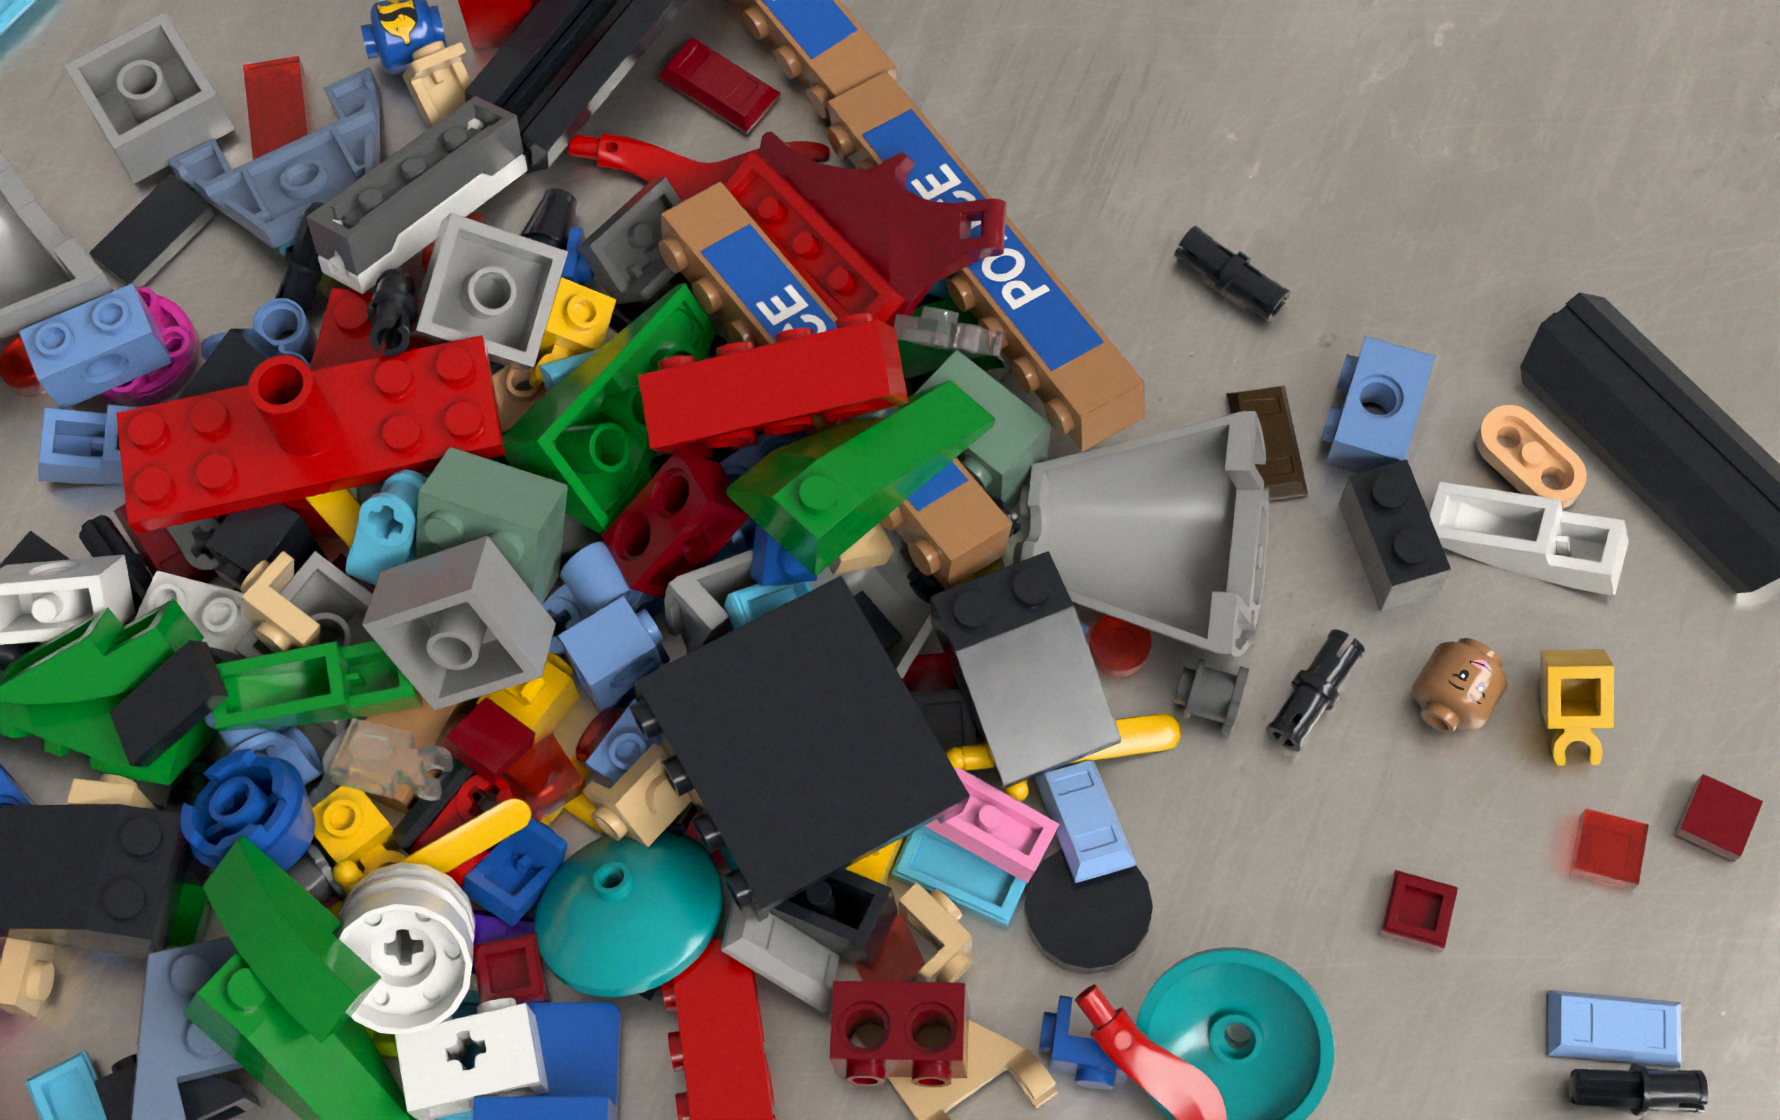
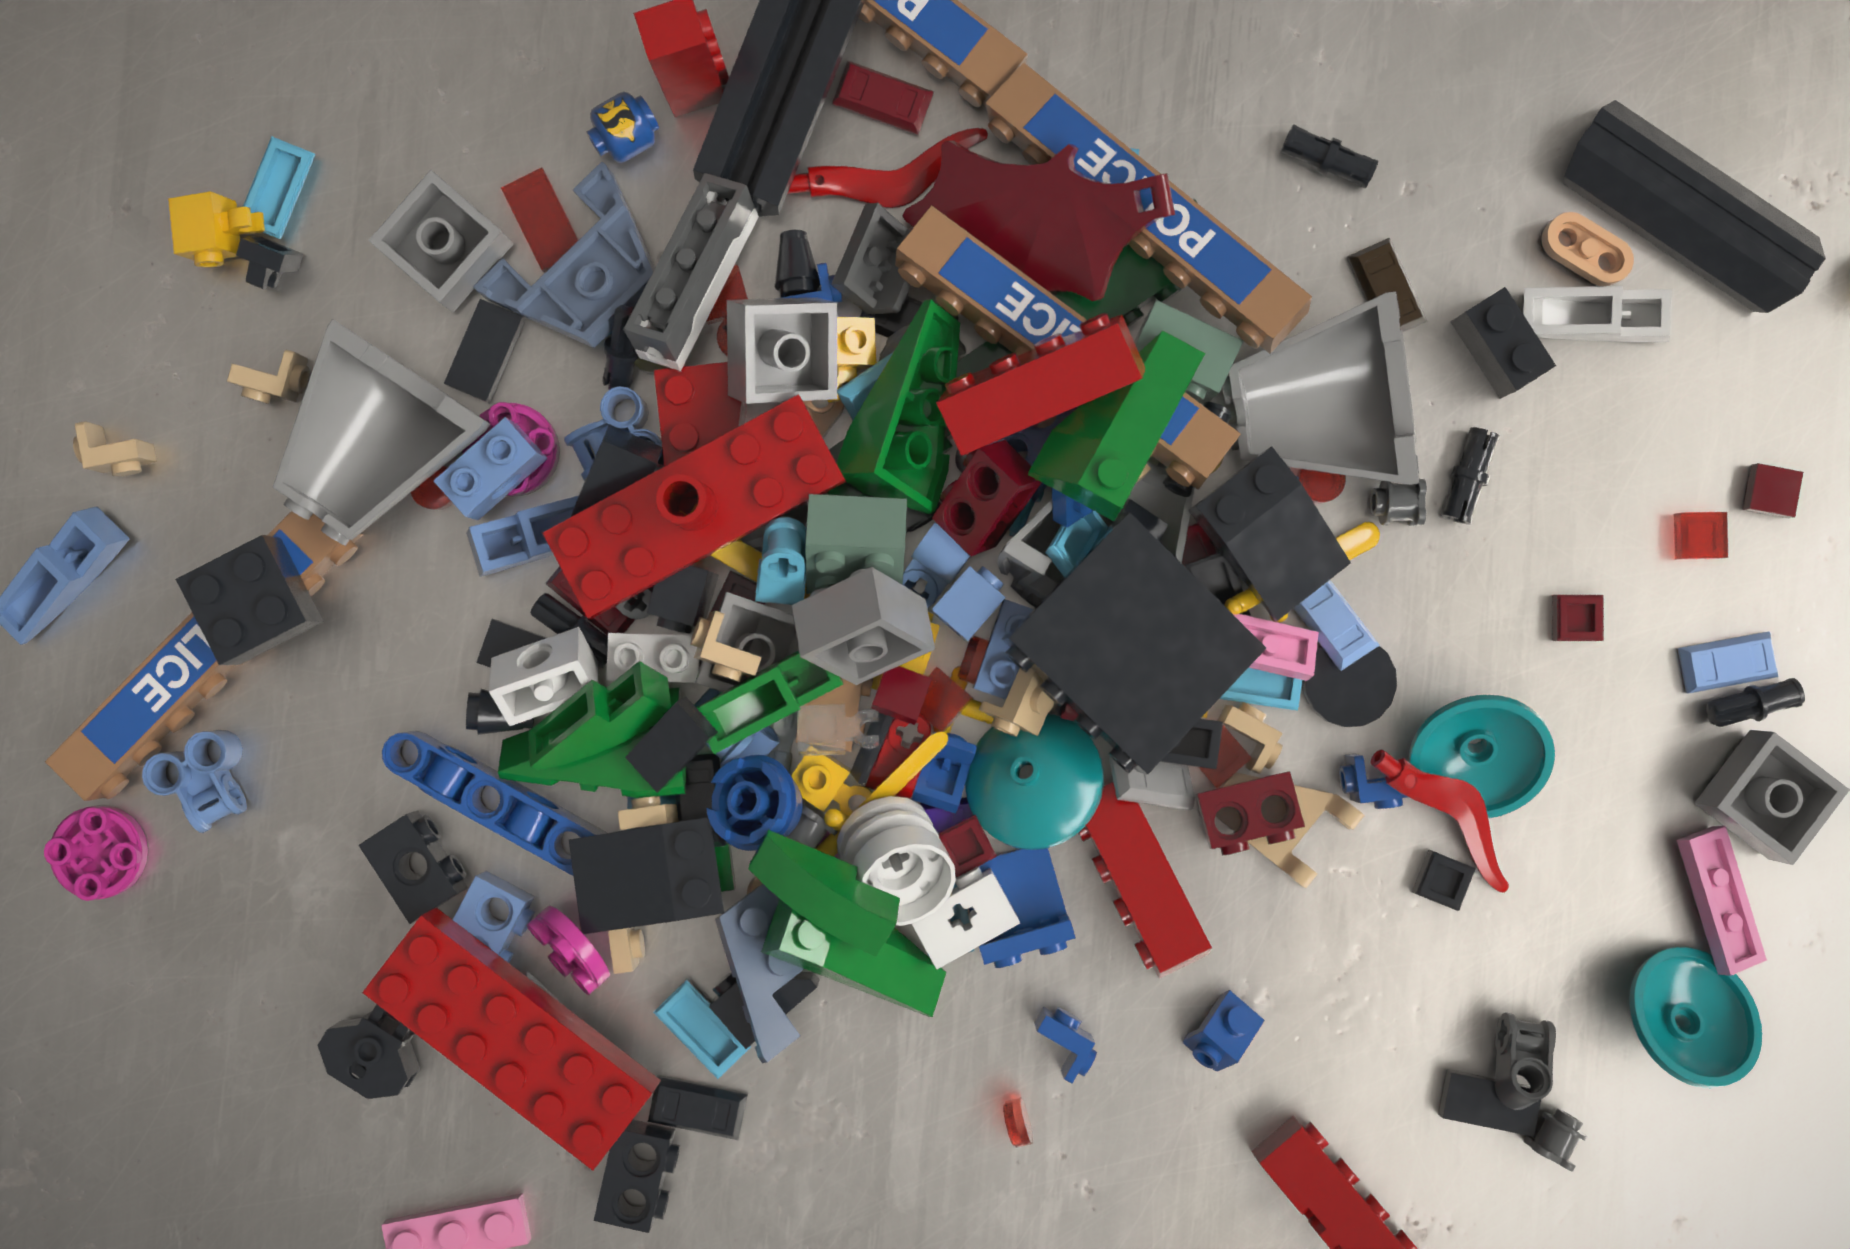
camera: 20 degrees left, 20 degrees up
(392, 312) = (719, 390): black pin -> none
(437, 80) = (669, 167): tan bracket -> none
(811, 244) = (1018, 240): red plate -> none
(940, 330) = (1140, 288): clear plate -> none
(1385, 376) = (1480, 218): medium blue brick -> none
(1459, 685) = (1574, 446): medium nougat head -> none
(1576, 698) = (1662, 433): yellow brick -> none

